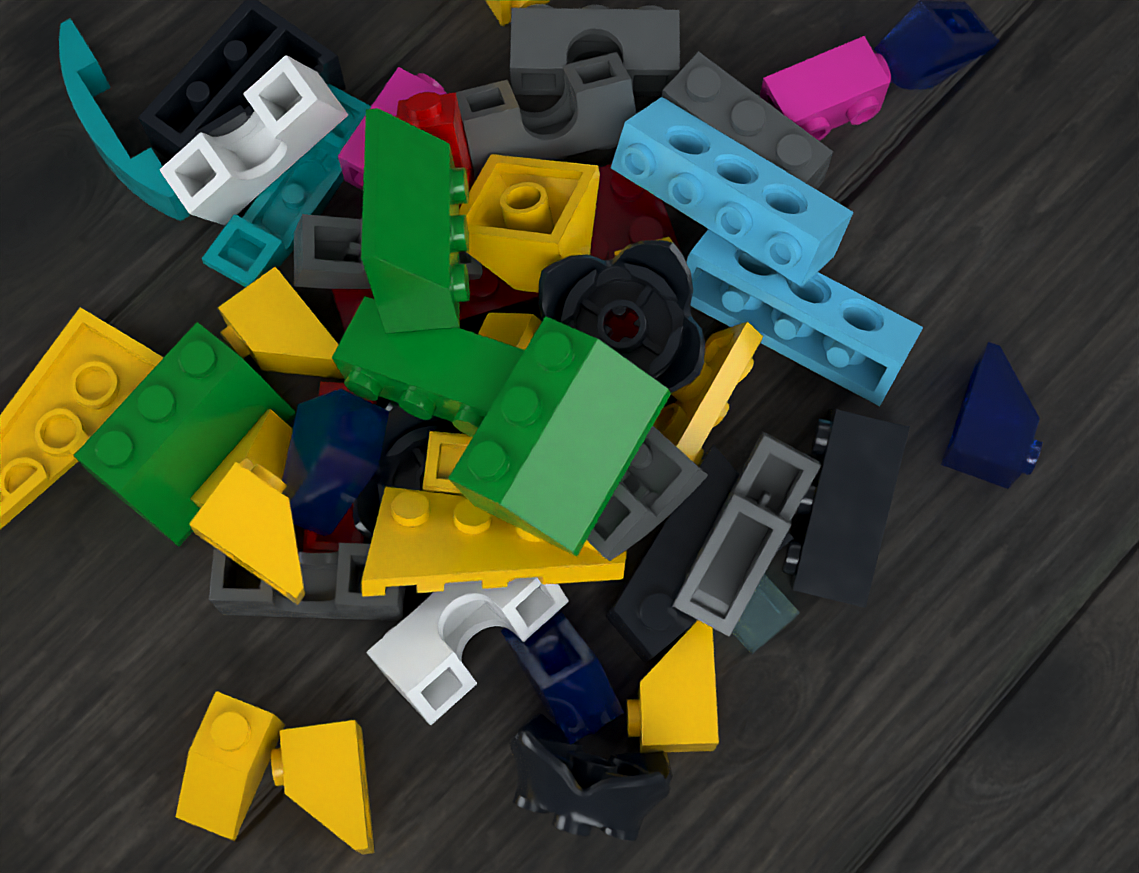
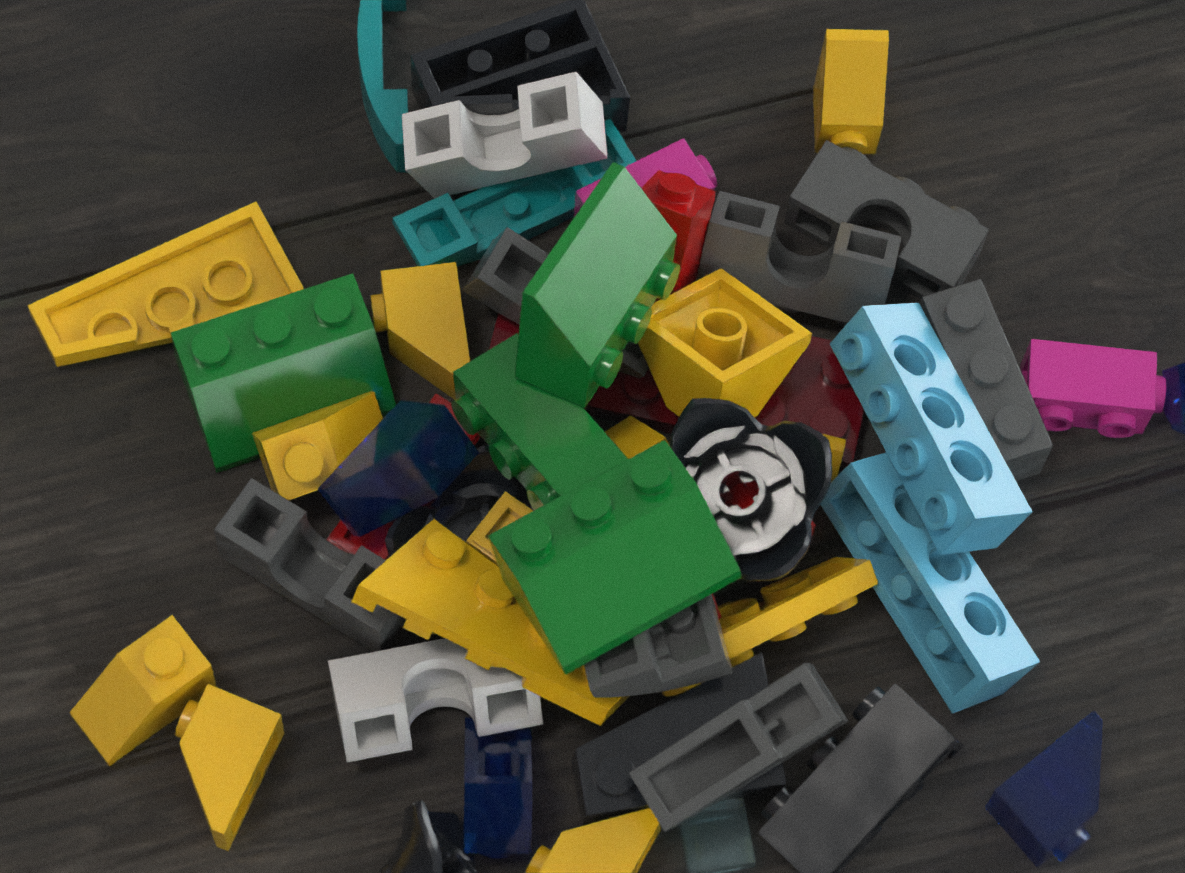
camera: 25 degrees right, 5 degrees down
(254, 527) = (292, 485): yellow slope -> none

